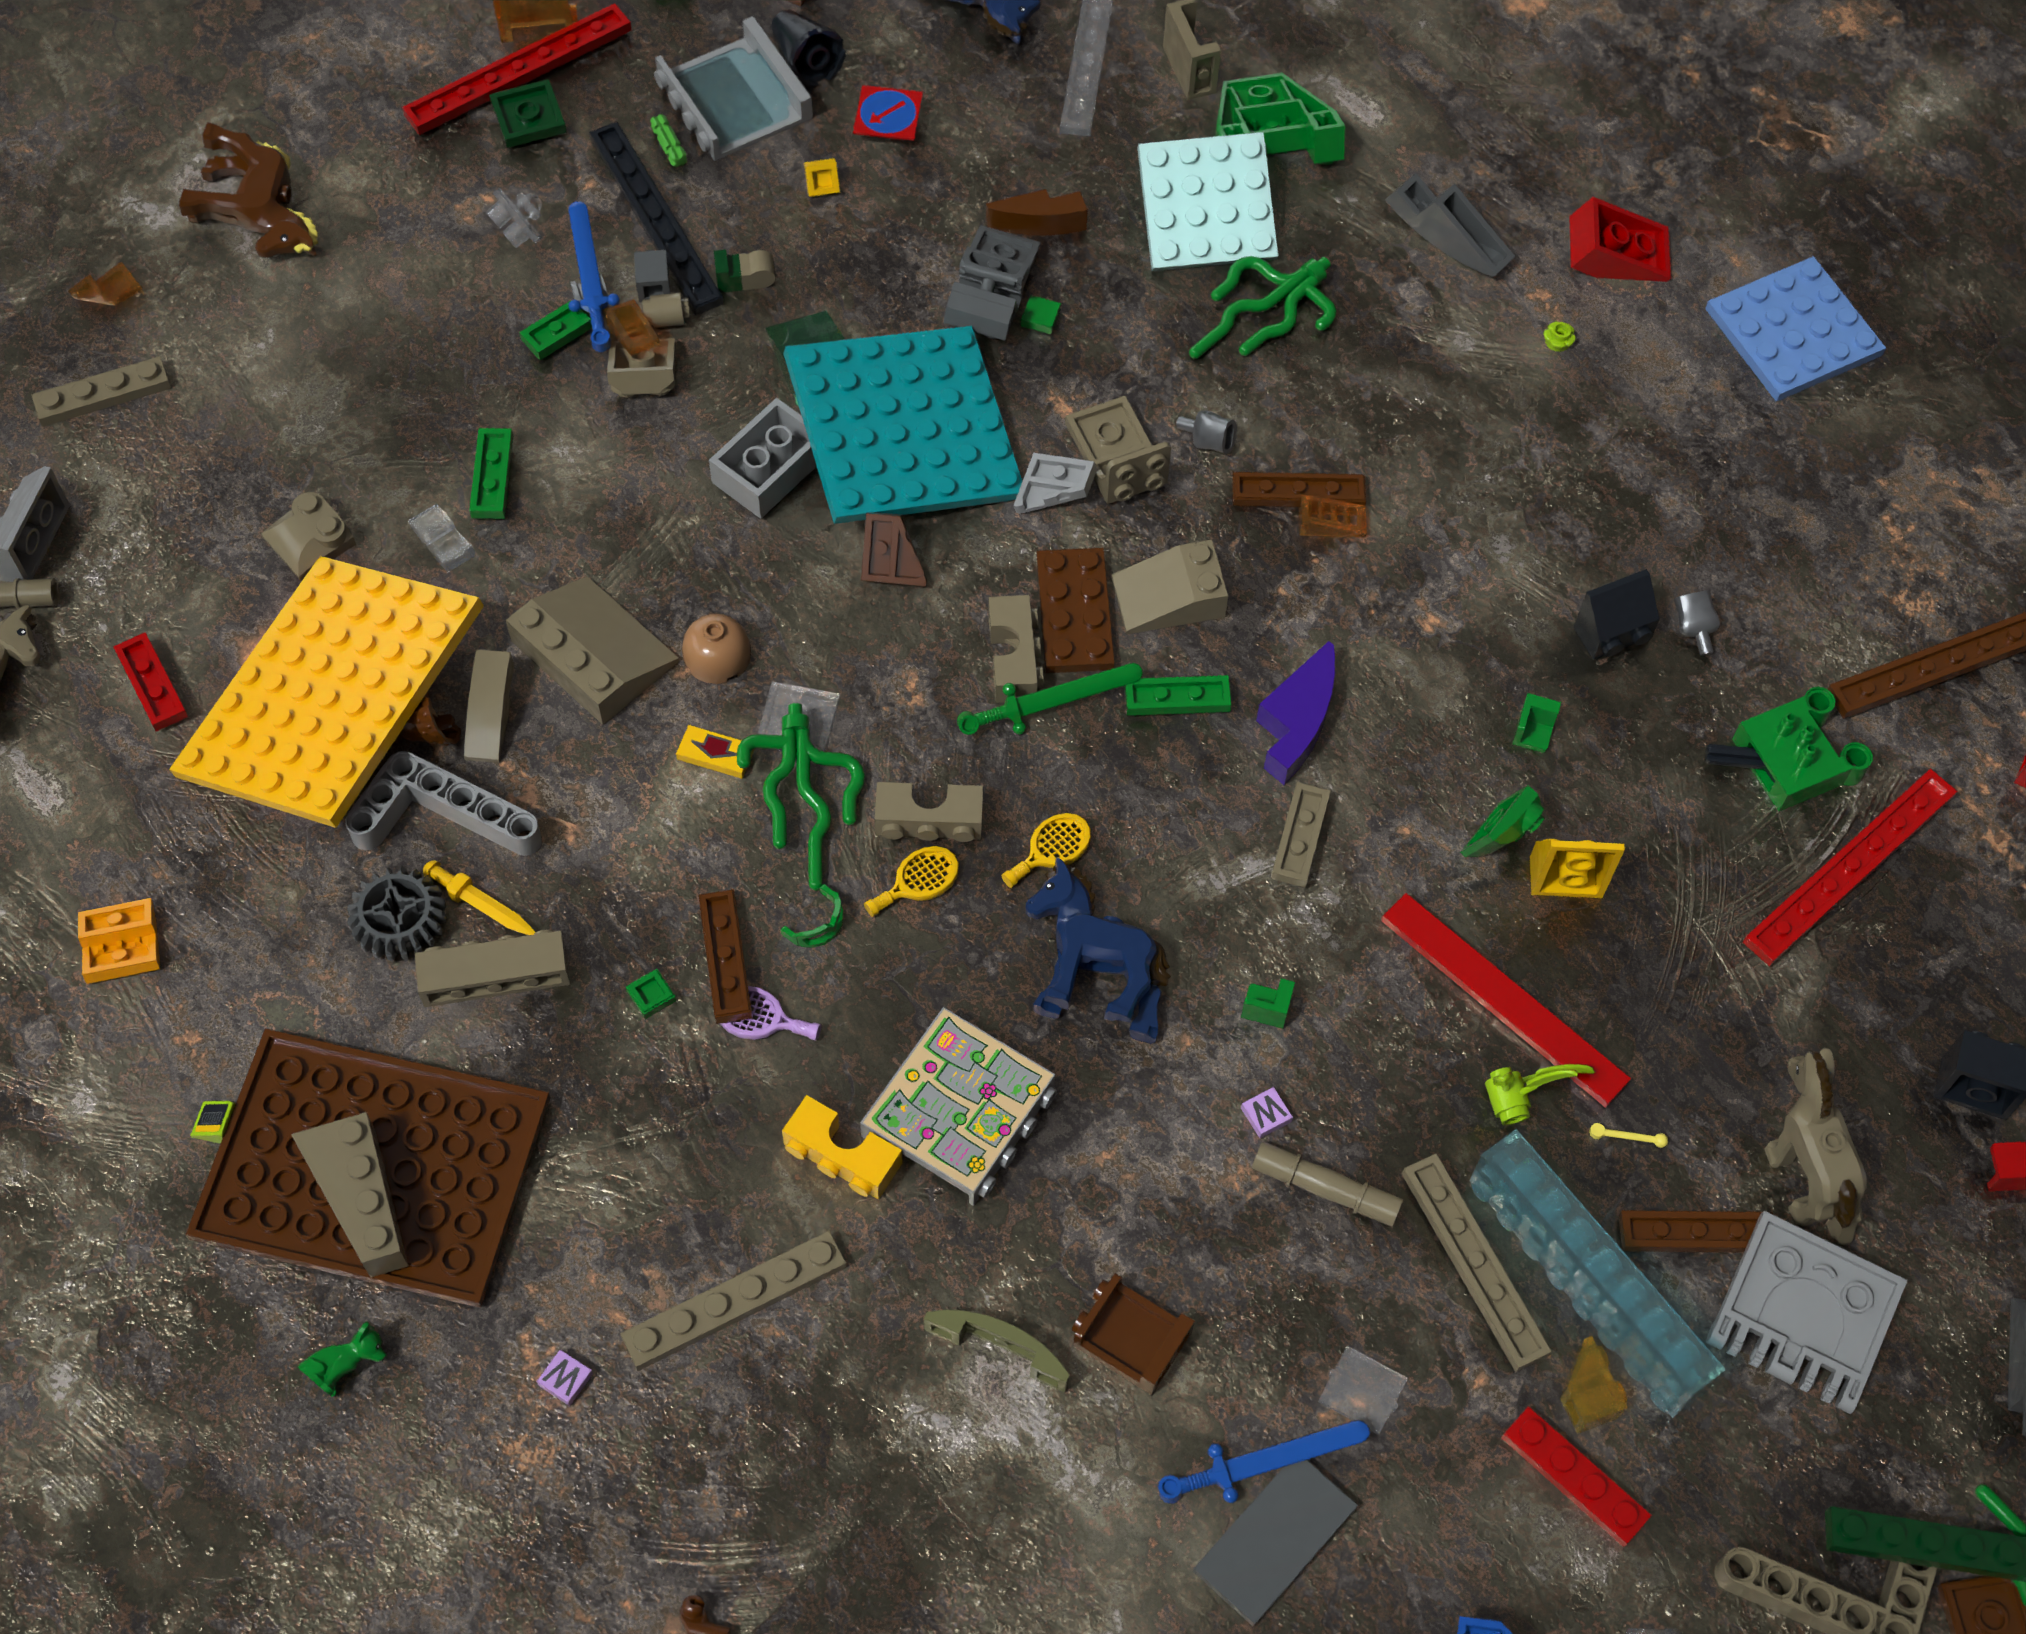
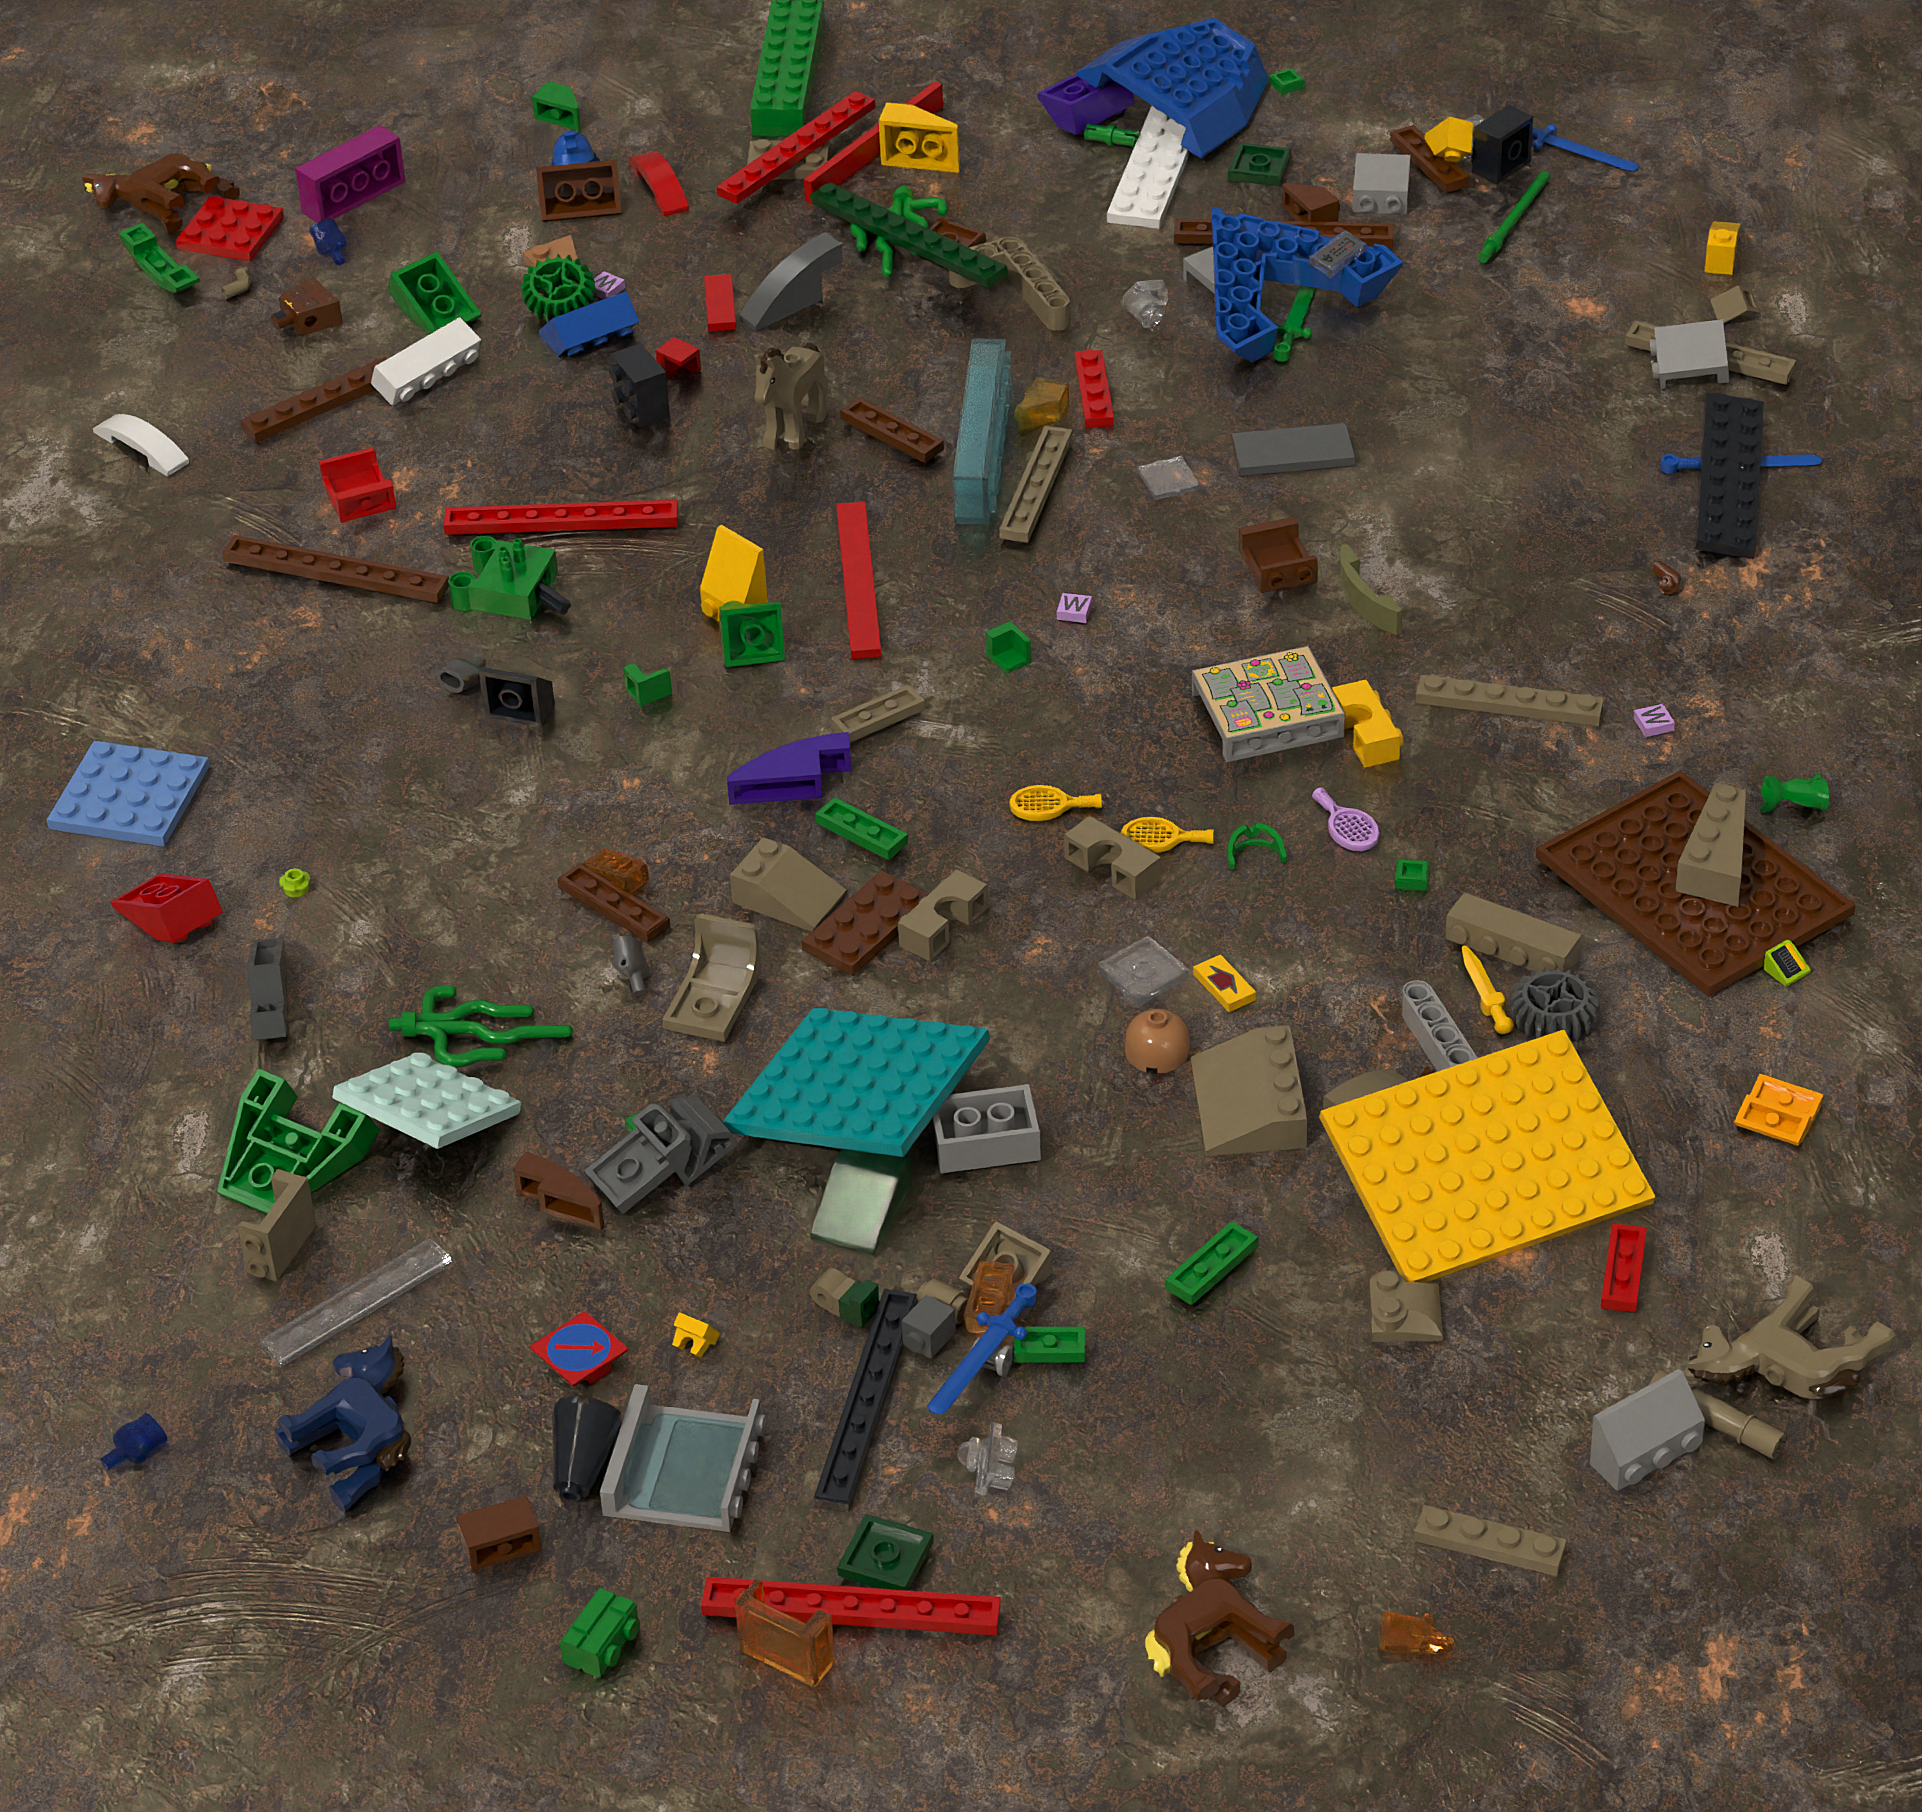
camera: 135 degrees left, 20 degrees down
(441, 538) = (1295, 1242): clear slope -> none
(668, 140) = (785, 1455): bright green axle -> none
(725, 956) = (1340, 860): reddish brown tile -> none
(798, 747) = (1175, 931): green plant -> none
(890, 552) = (961, 1013): reddish brown wing -> none
(1048, 698) = (983, 875): green sword -> none
(1053, 481) = (783, 996): light grey wing -> none
(1100, 947) = (1090, 728): dark blue animal -> none
(1262, 1461) = (1292, 483): blue sword -> none
(1327, 1183) = (1079, 555): dark tan piece -> none
(1510, 1095) = (921, 529): lime plant -> none
(1597, 1131) = (885, 501): light yellow hinge -> none
(1811, 1305) = (882, 366): light grey hinge -> none

